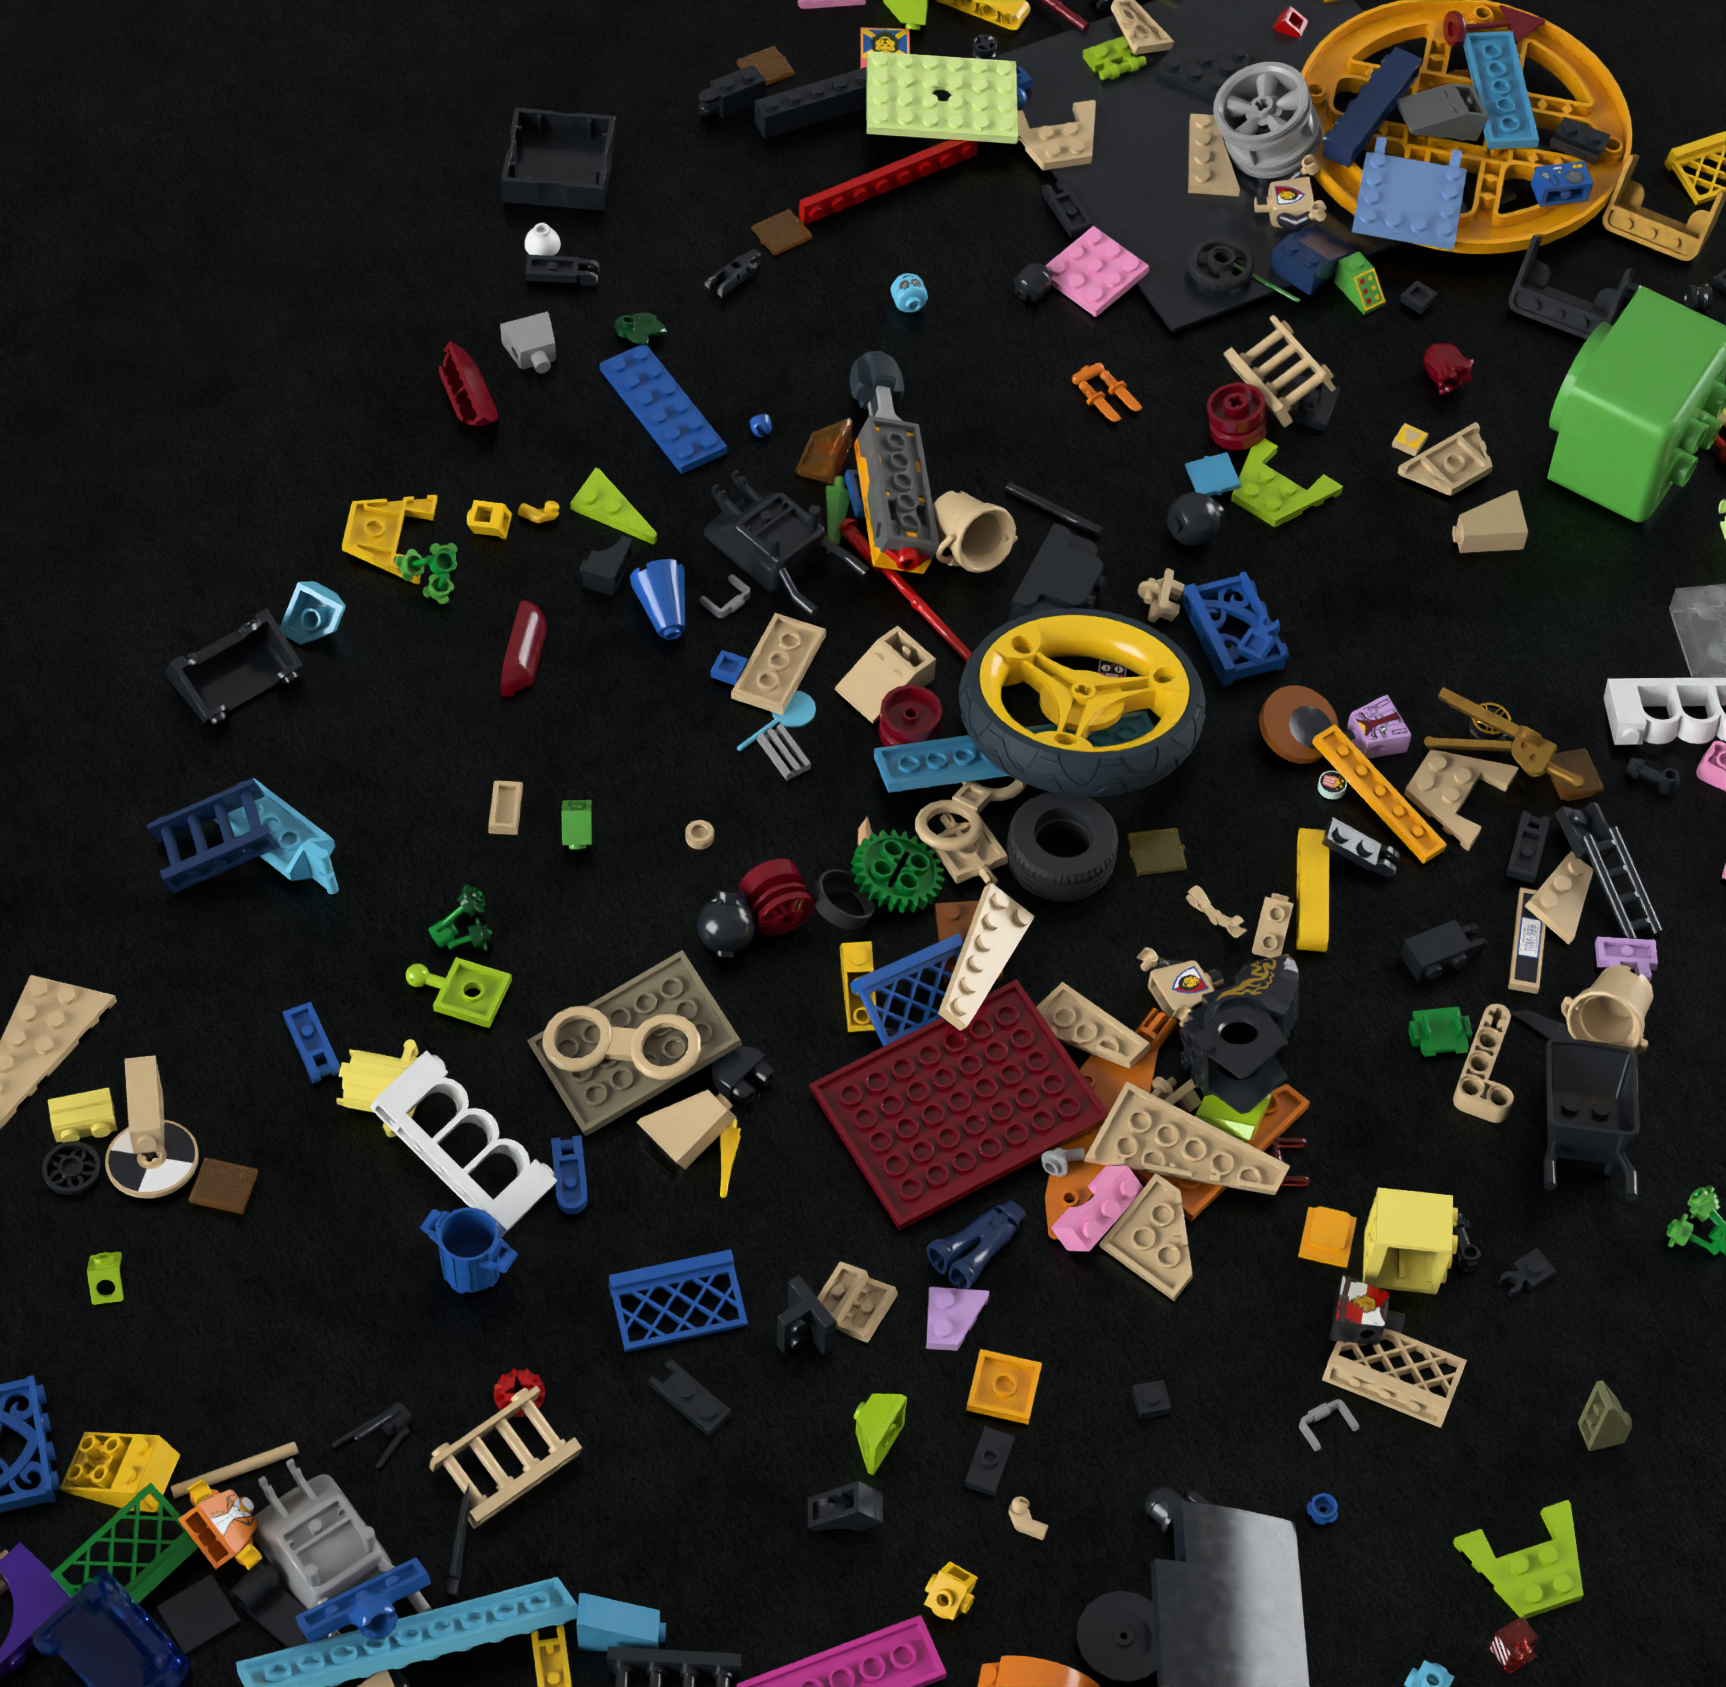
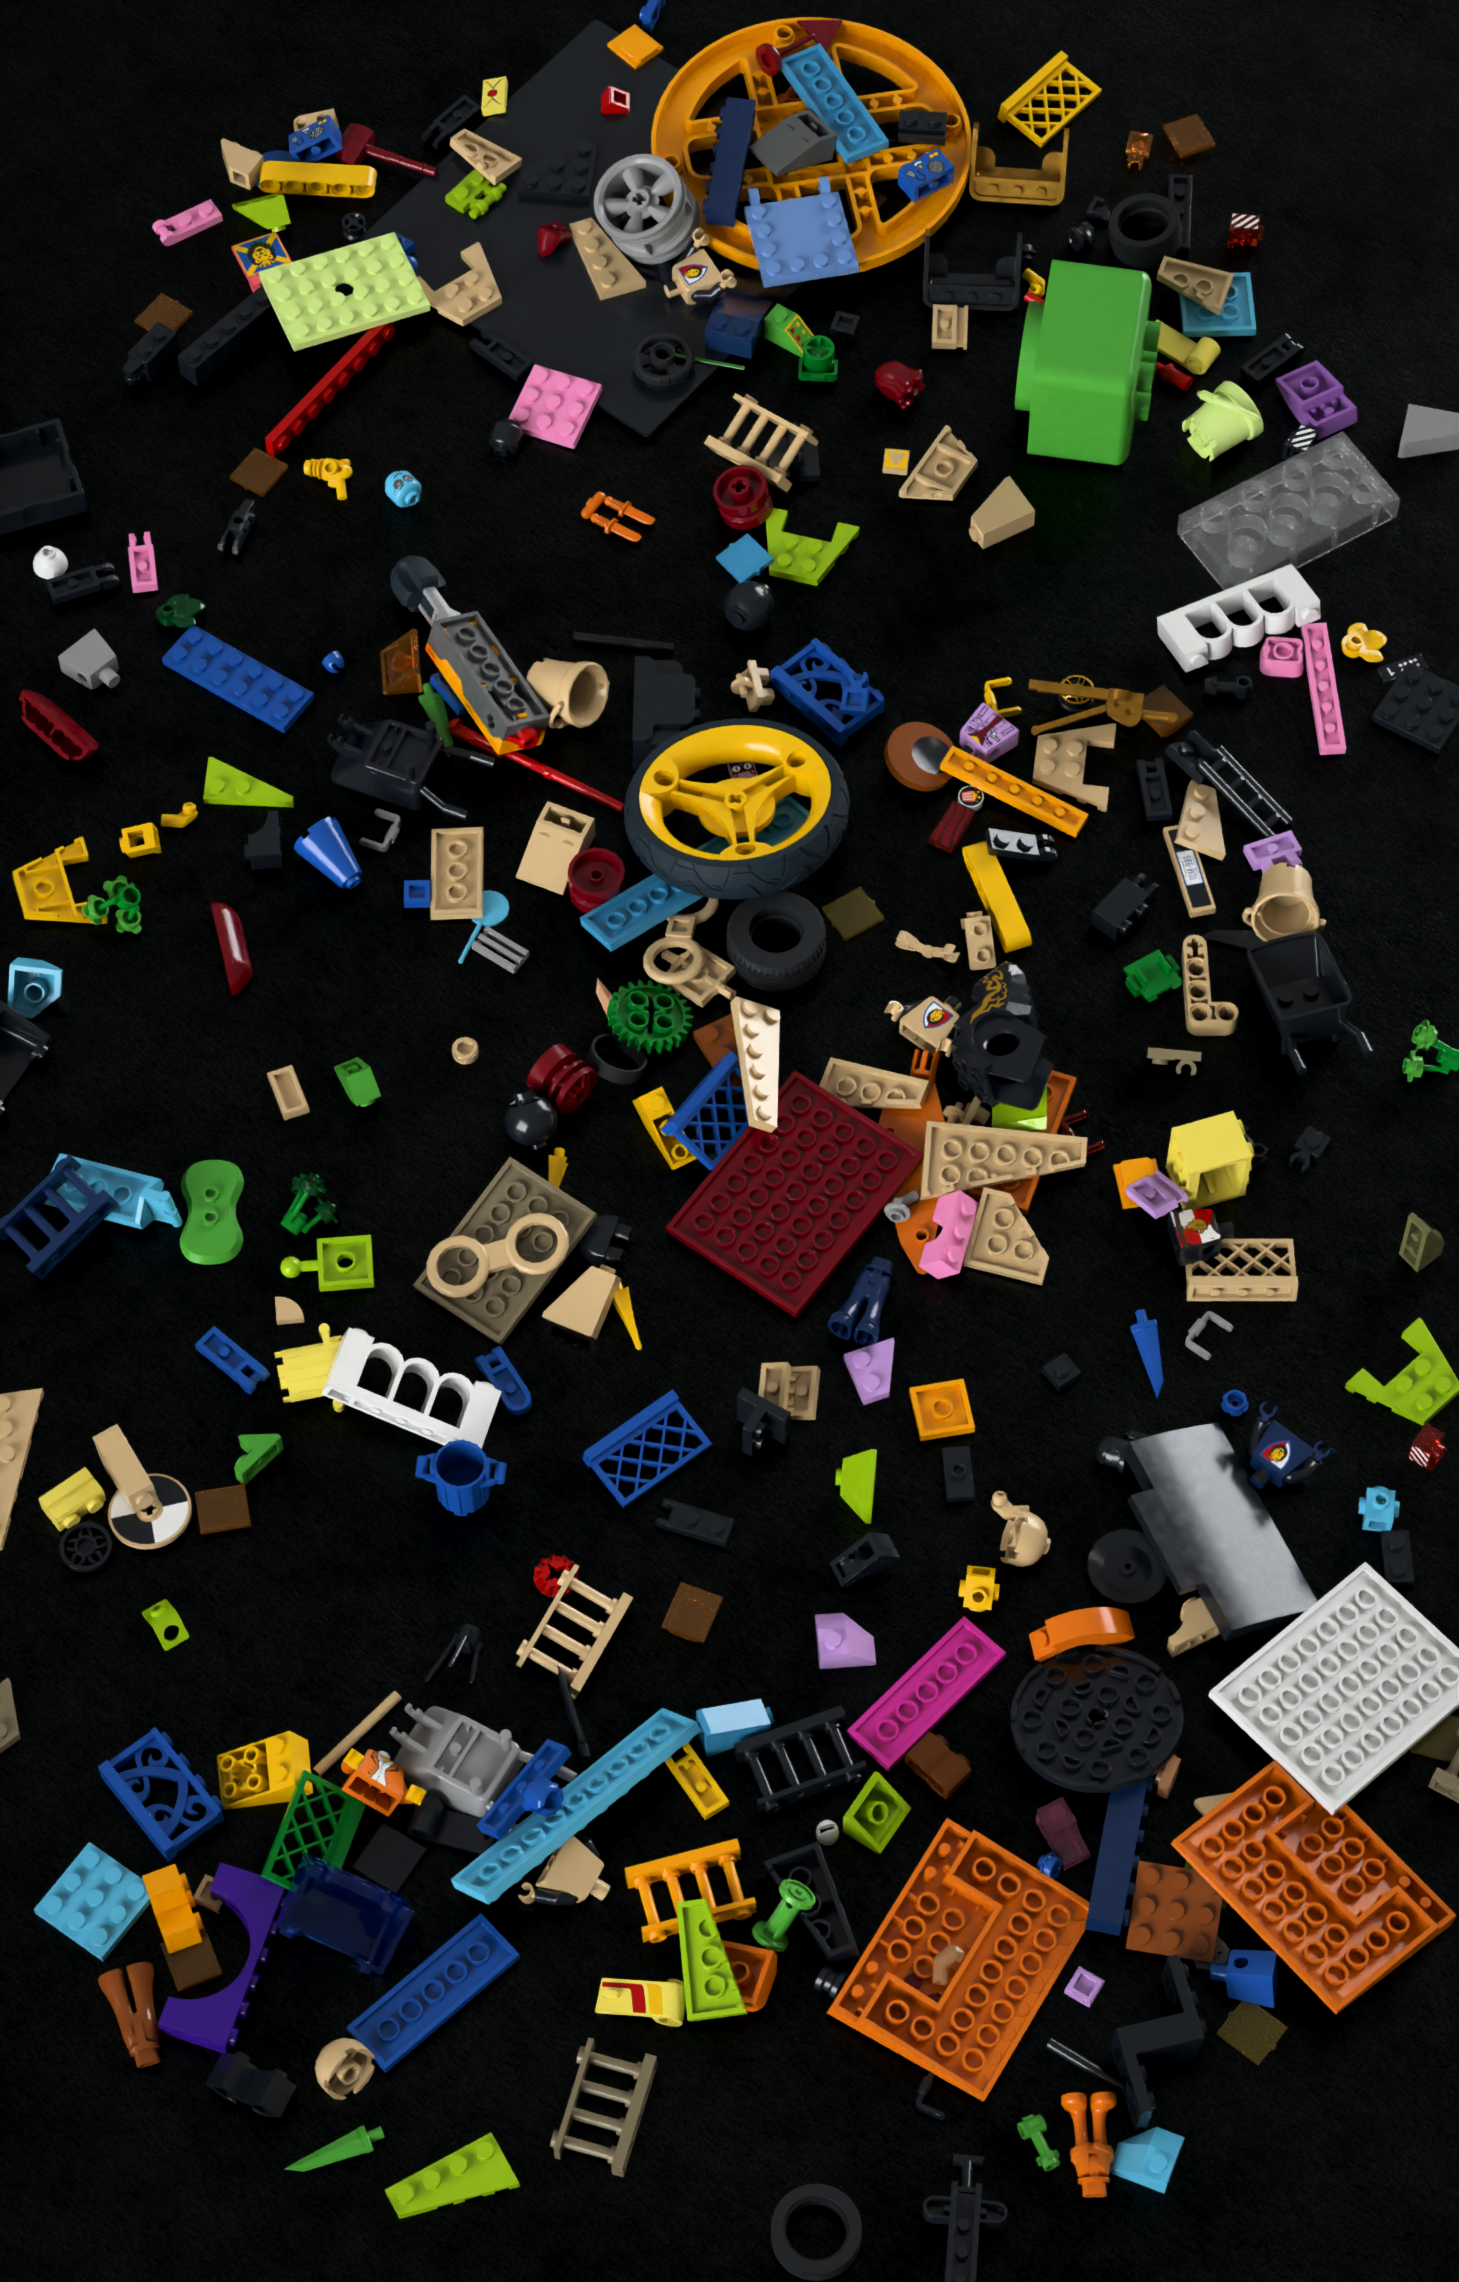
camera: 20 degrees left, 5 degrees up
(290, 1145) = (260, 1450): none -> bright green slope
(365, 907) = (211, 1226): none -> bright green plate
(391, 1017) = (288, 1311): none -> tan tile
(627, 273) = (142, 564): none -> bright pink hinge
(638, 1490) = (692, 1613): none -> clear orange piece
(730, 983) = (557, 1166): none -> yellow piece
(779, 1588) = (843, 1642): none -> lavender slope
(849, 253) = (332, 471): none -> yellow piece
(1025, 1560) = (1024, 1539): none -> tan cylinder
(1167, 117) = (550, 236): none -> dark red plate
(1258, 1408) = (1147, 1341): none -> blue bar
(1300, 805) = (952, 827): none -> tile
(1336, 1254) = (1156, 1194): none -> lavender plate
(1346, 1584) = (1280, 1454): none -> torso
(1376, 319) = (818, 360): none -> green piece
(1398, 699) = (991, 701): none -> yellow piece
(1412, 1115) = (1161, 1056): none -> dark tan plate
(1524, 334) = (949, 327): none -> tan plate

